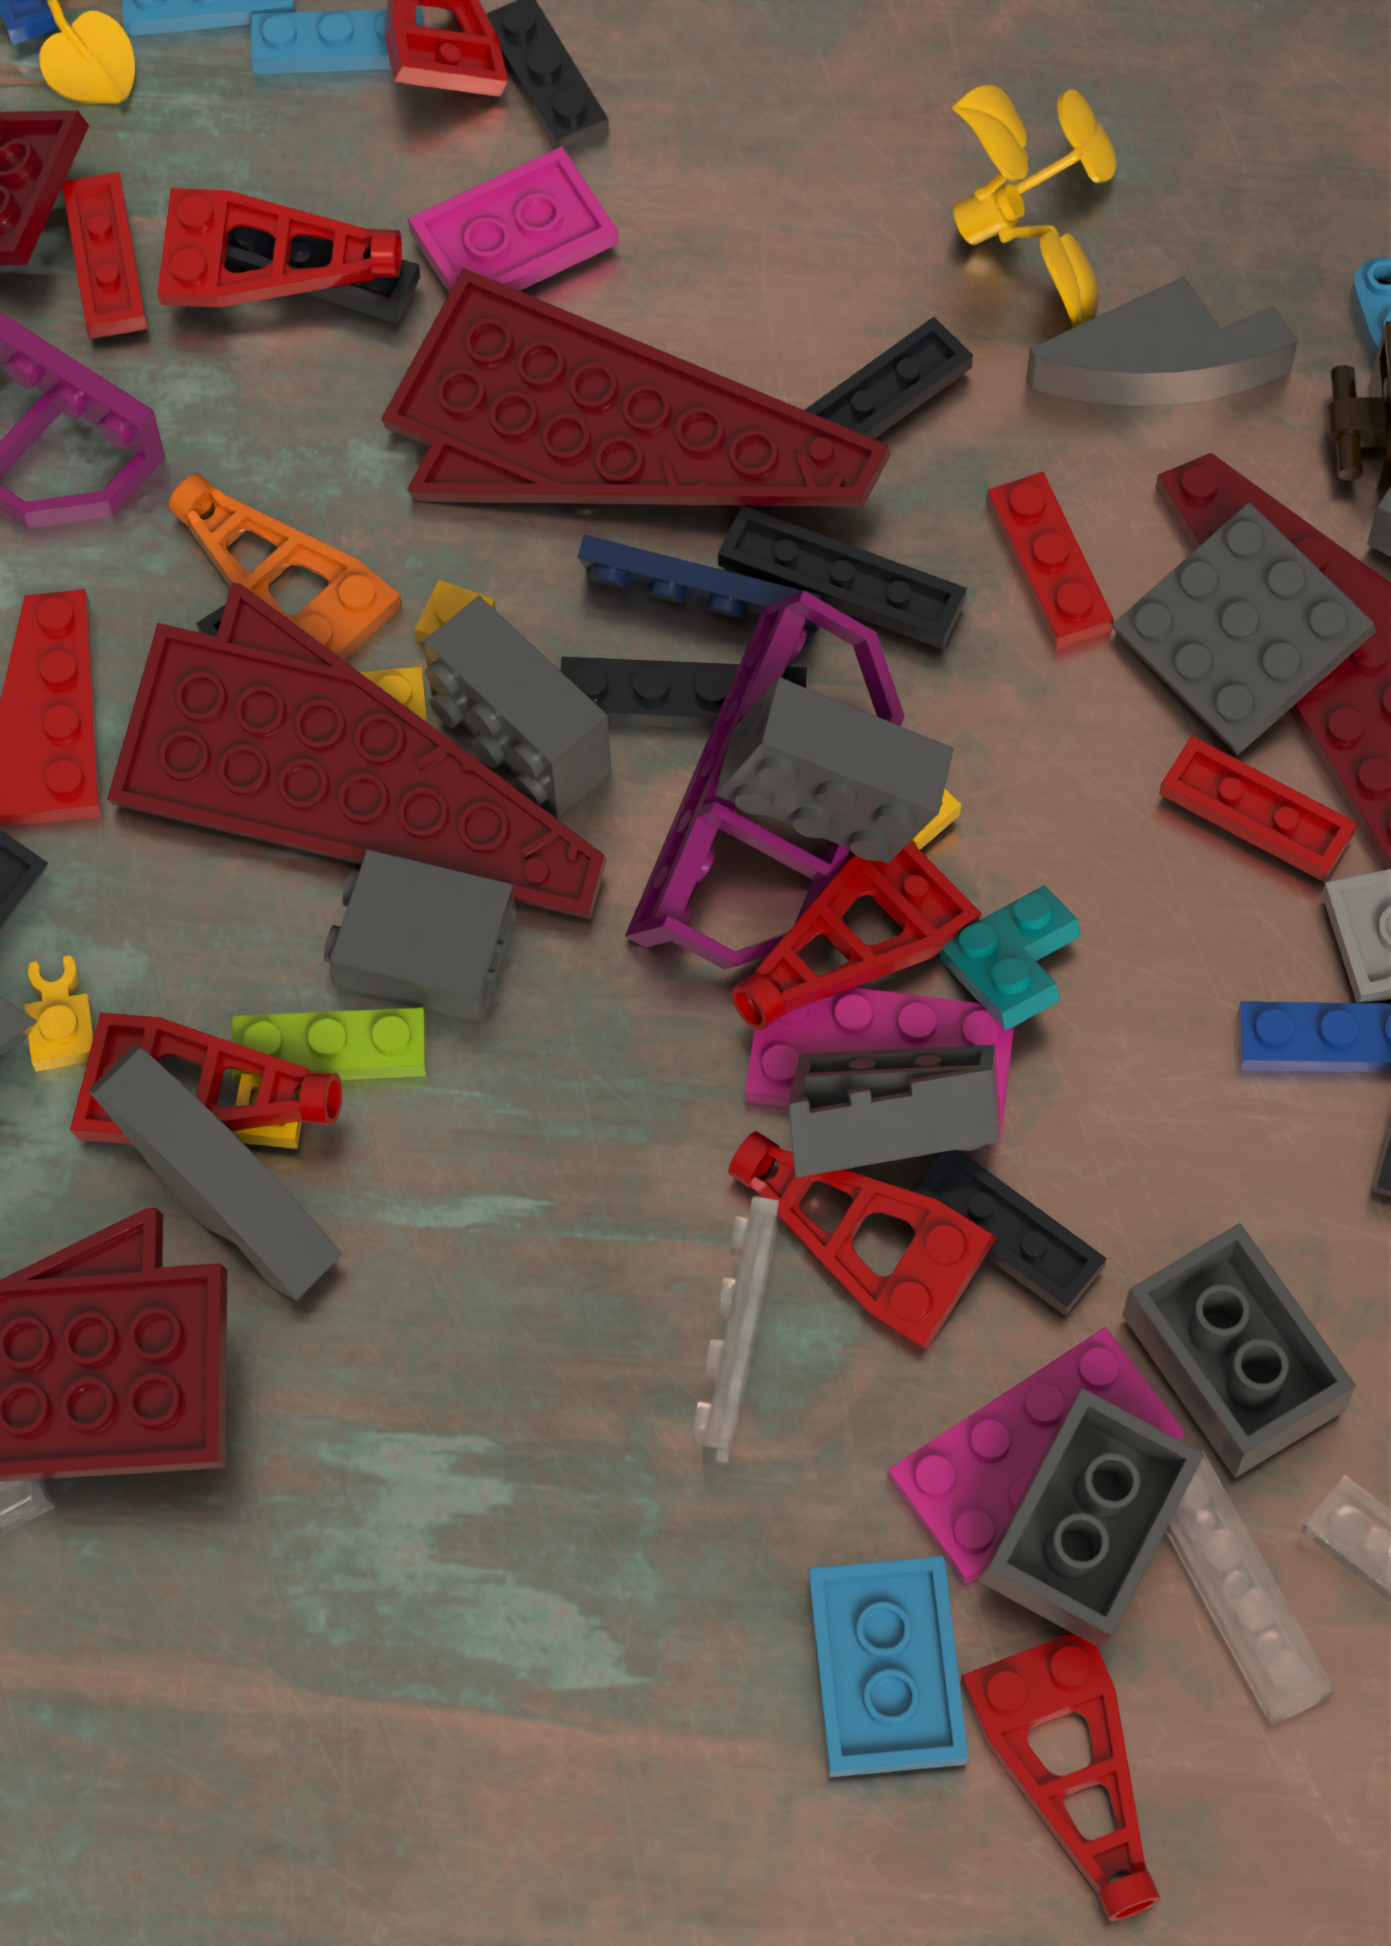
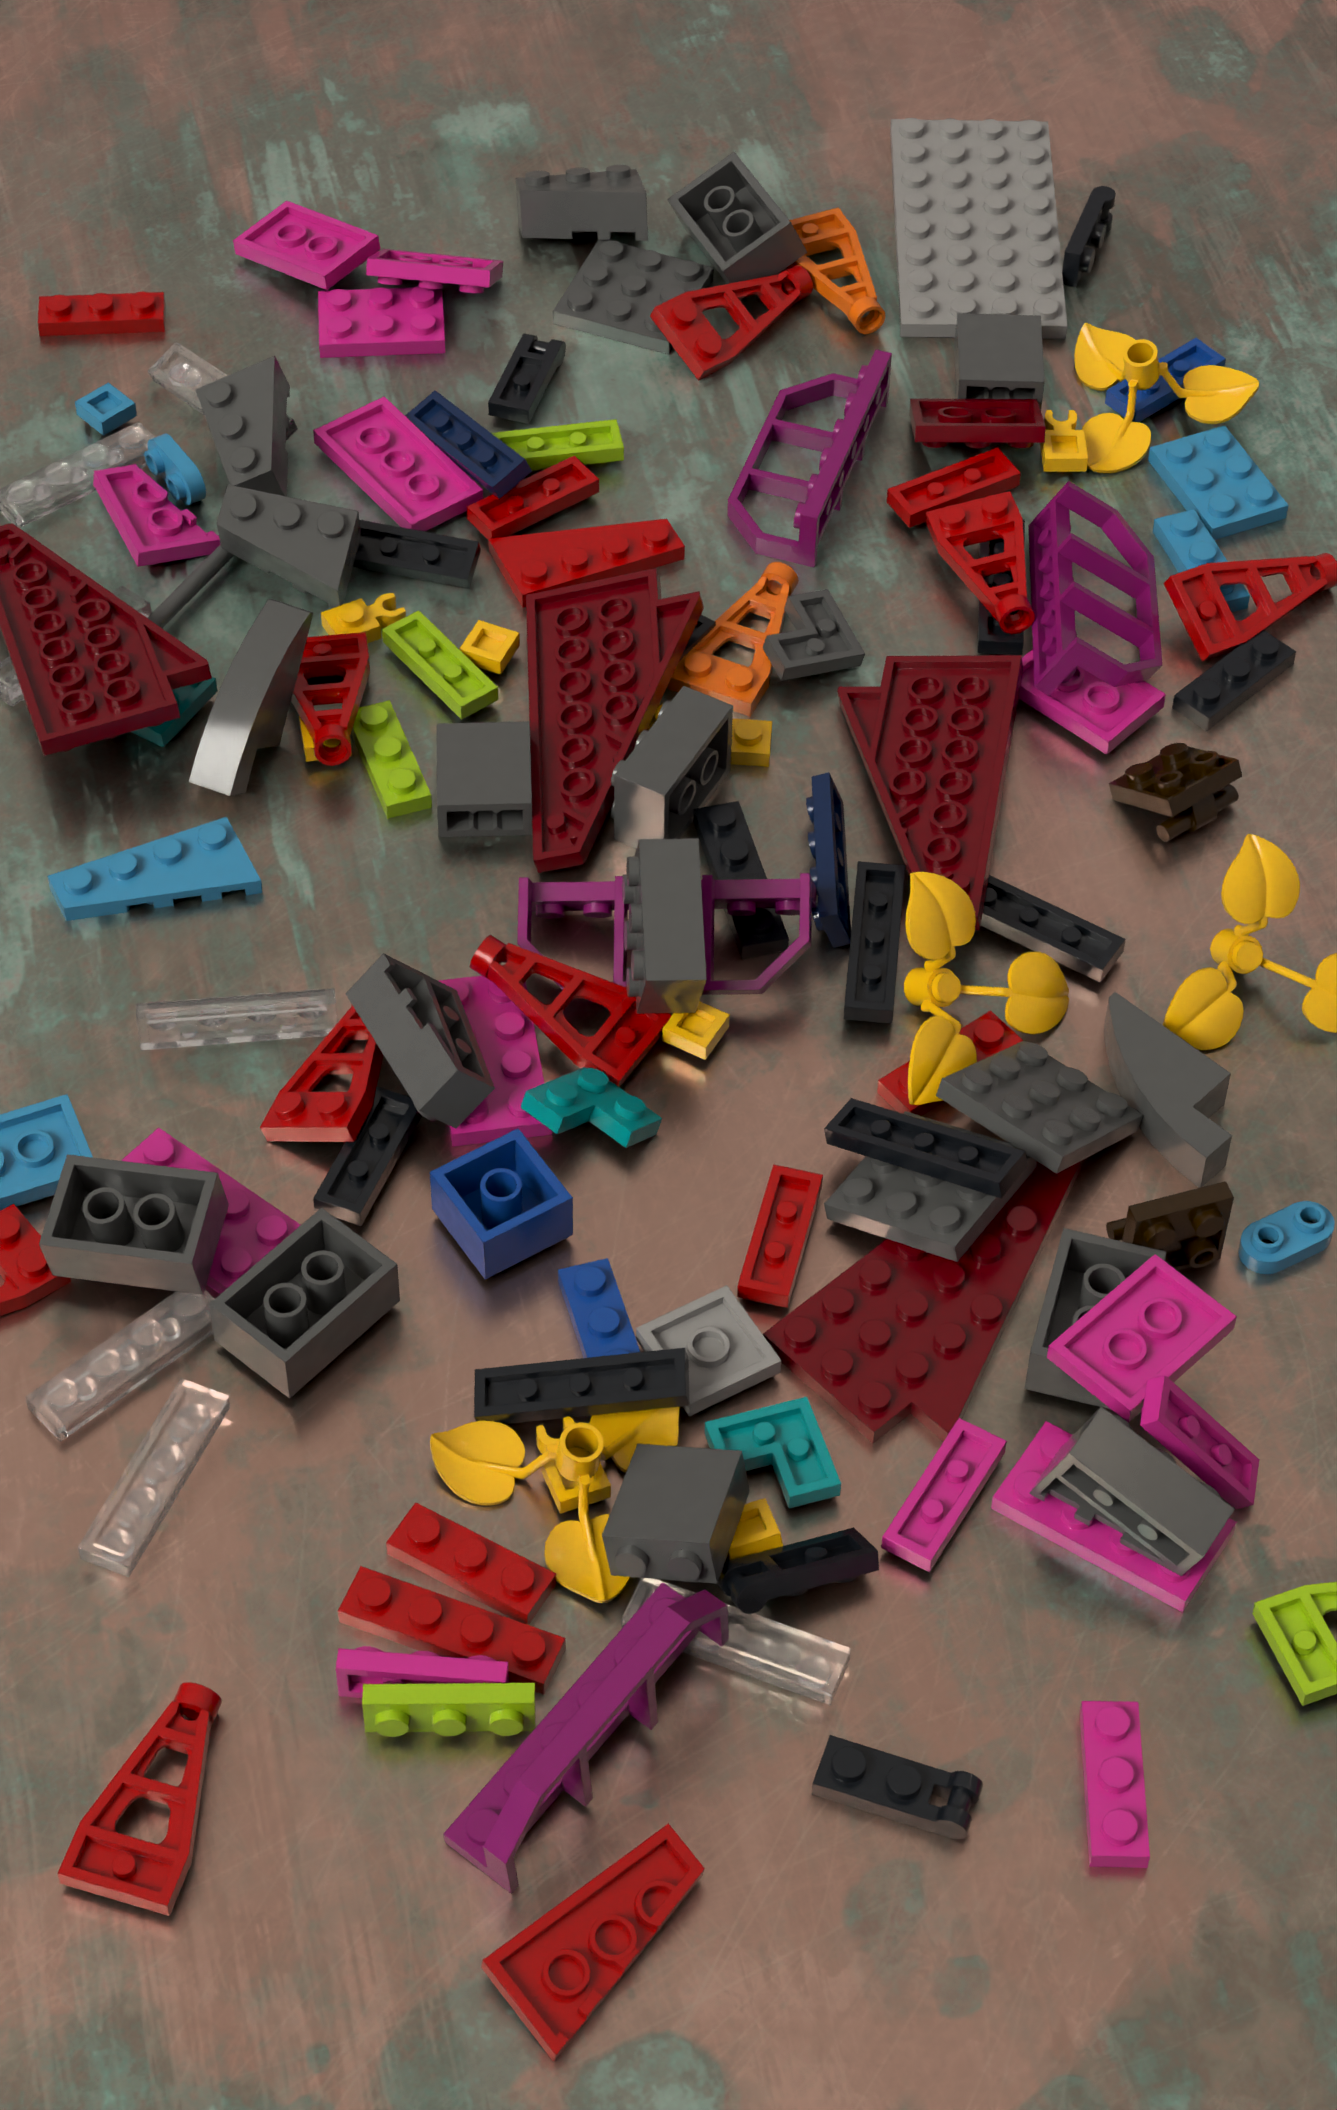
camera: 70 degrees right, 15 degrees down
(98, 105) = (1064, 445): none -> yellow plate
(180, 869) = (490, 646): none -> yellow plate
(188, 938) = (440, 664): none -> lime plate
(322, 475) = (819, 643): none -> dark grey plate
(424, 213) = (1057, 595): none -> magenta plate
(436, 1361) = (177, 866): none -> dark azure wing
(708, 184) = (1180, 784): none -> dark brown plate
(953, 523) = (935, 922): none -> yellow plant
(1147, 1090) = (501, 1203): none -> blue brick
(1168, 480) = (1040, 1105): none -> dark grey plate
(1224, 607) = (926, 1148): none -> black plate

